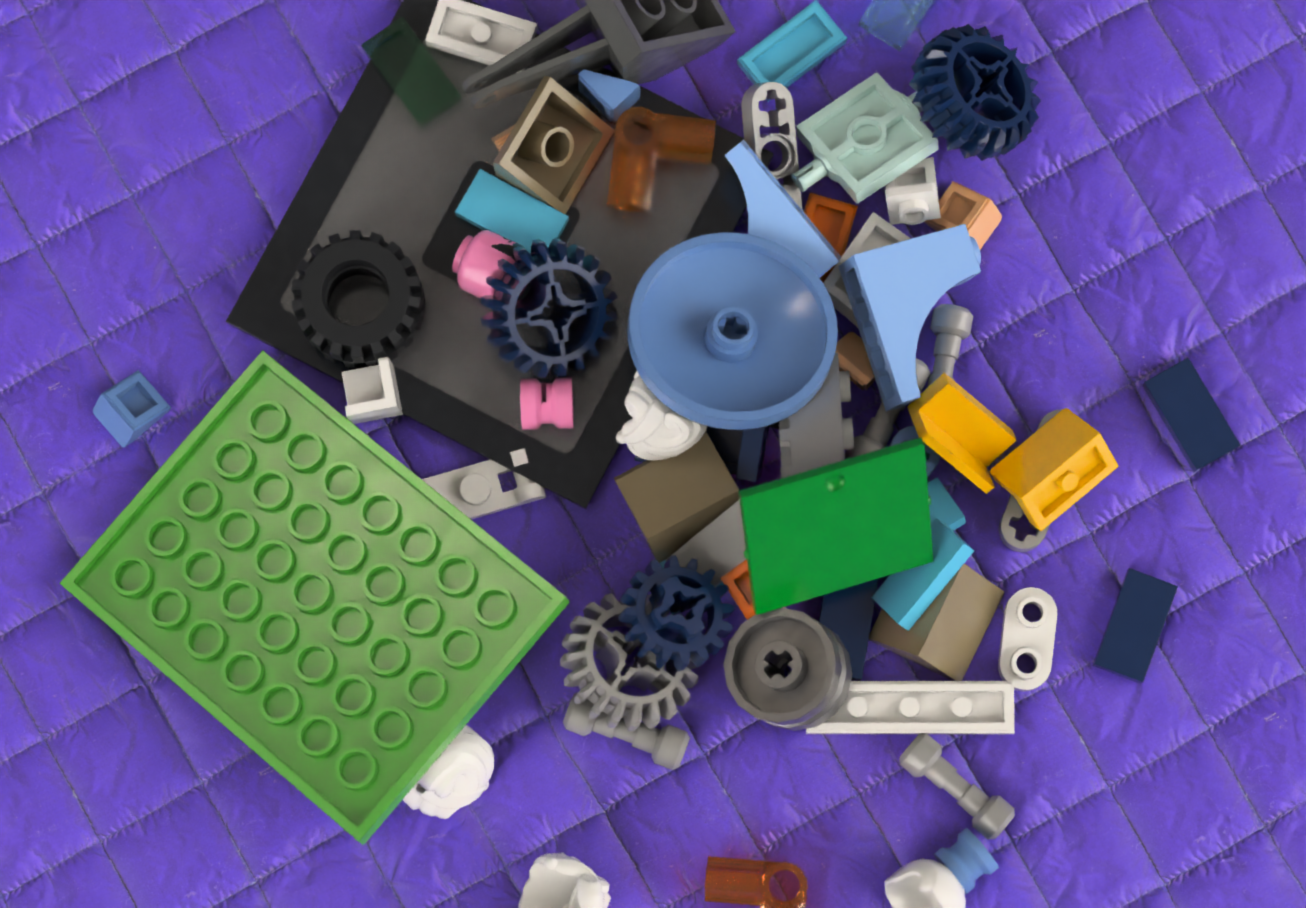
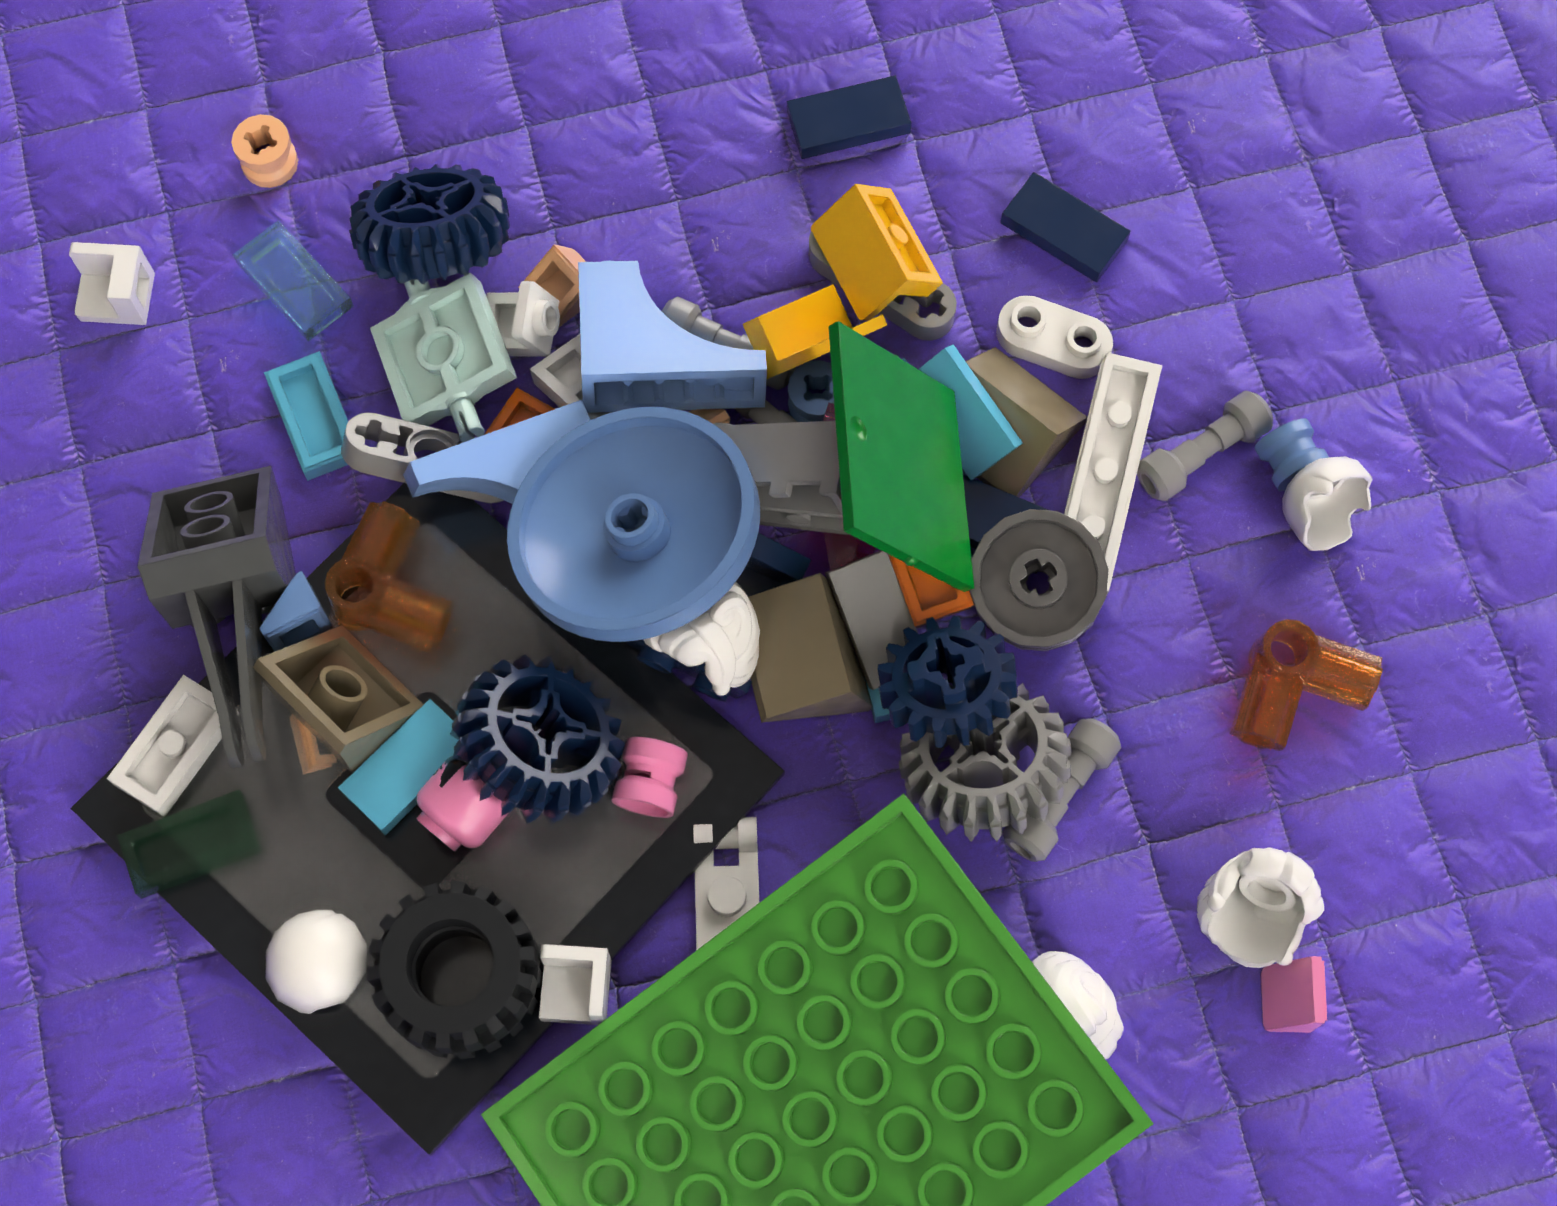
camera: 75 degrees left, 10 degrees down
(345, 194) = (315, 960): none -> white hair

